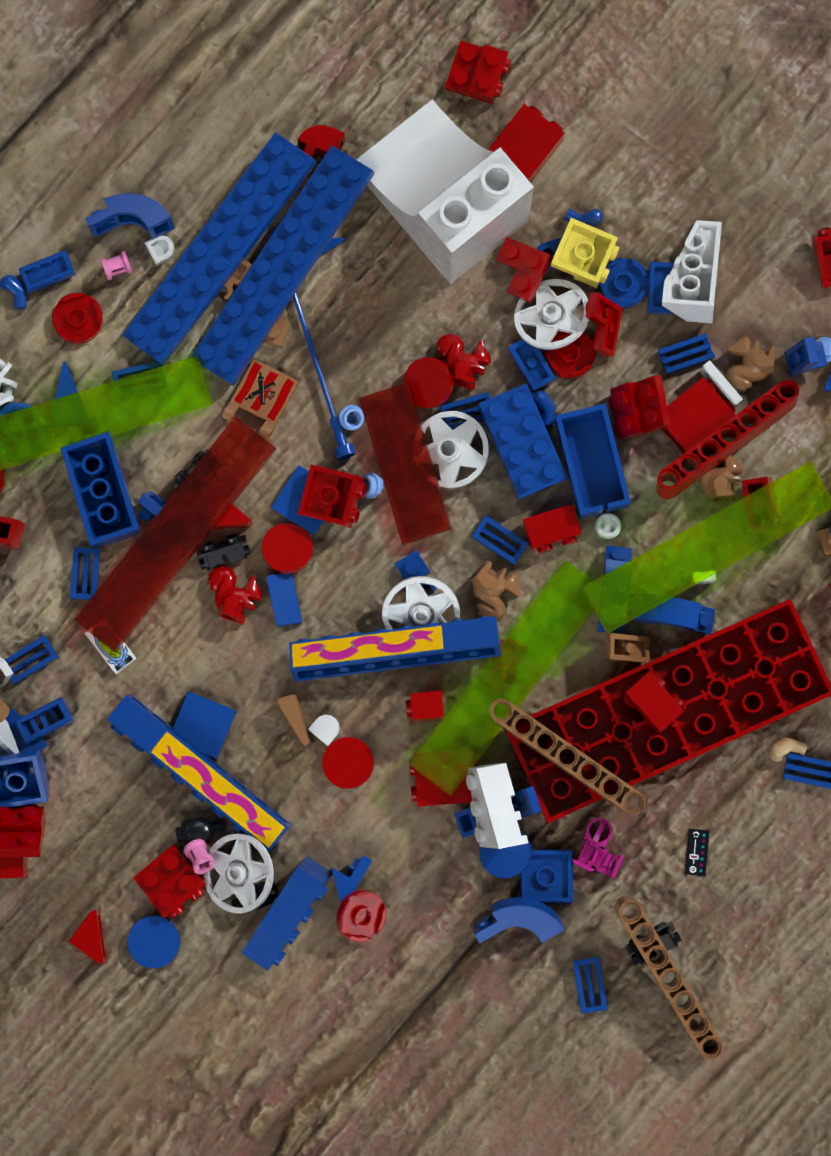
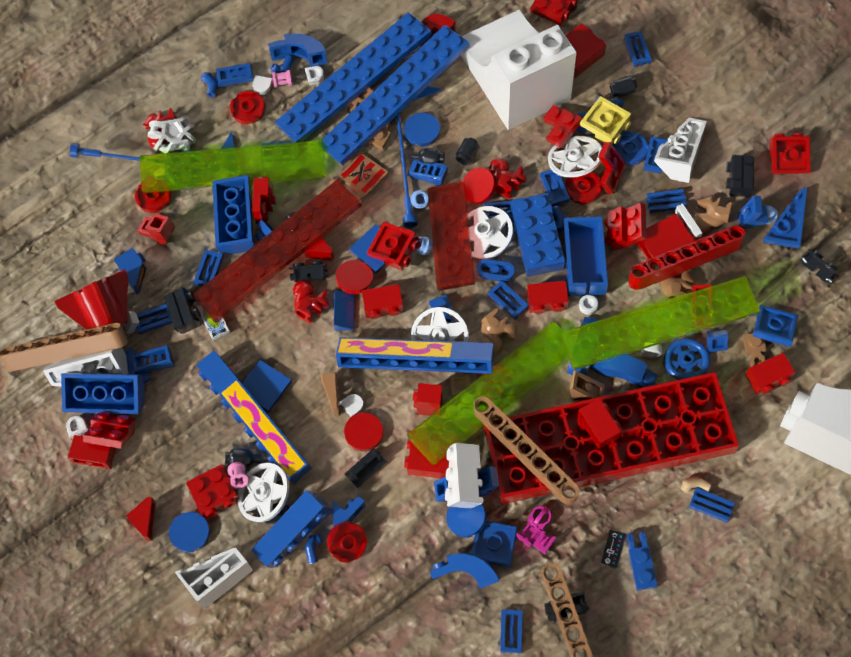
camera: 15 degrees right, 15 degrees down
(67, 642) = (182, 310): none -> black brick
(89, 279) = (262, 84): none -> white tile
(113, 247) = (283, 67): none -> blue arm
(138, 460) = (263, 199): none -> red plate
(202, 996) = (215, 576): none -> white wedge
(315, 932) = (310, 548): none -> blue arm
(331, 307) = (422, 129): none -> blue tile
(333, 578) = (382, 301): none -> red brick
(350, 348) = (429, 155): none -> black plant
(360, 382) = (435, 167): none -> blue slope
(361, 810) = (365, 467): none -> black hinge
(401, 331) = (467, 151): none -> black brick
(460, 674) = (459, 383): none -> medium nougat plate
(474, 501) = (495, 269): none -> blue plate
(598, 190) = (623, 86): none -> black brick
(616, 143) = (641, 61): none -> blue tile
(735, 865) = (641, 563): none -> blue hinge
(756, 601) = (694, 346): none -> blue plate
(781, 299) = (740, 176): none -> black brick
(785, 548) = (717, 341): none -> blue tile

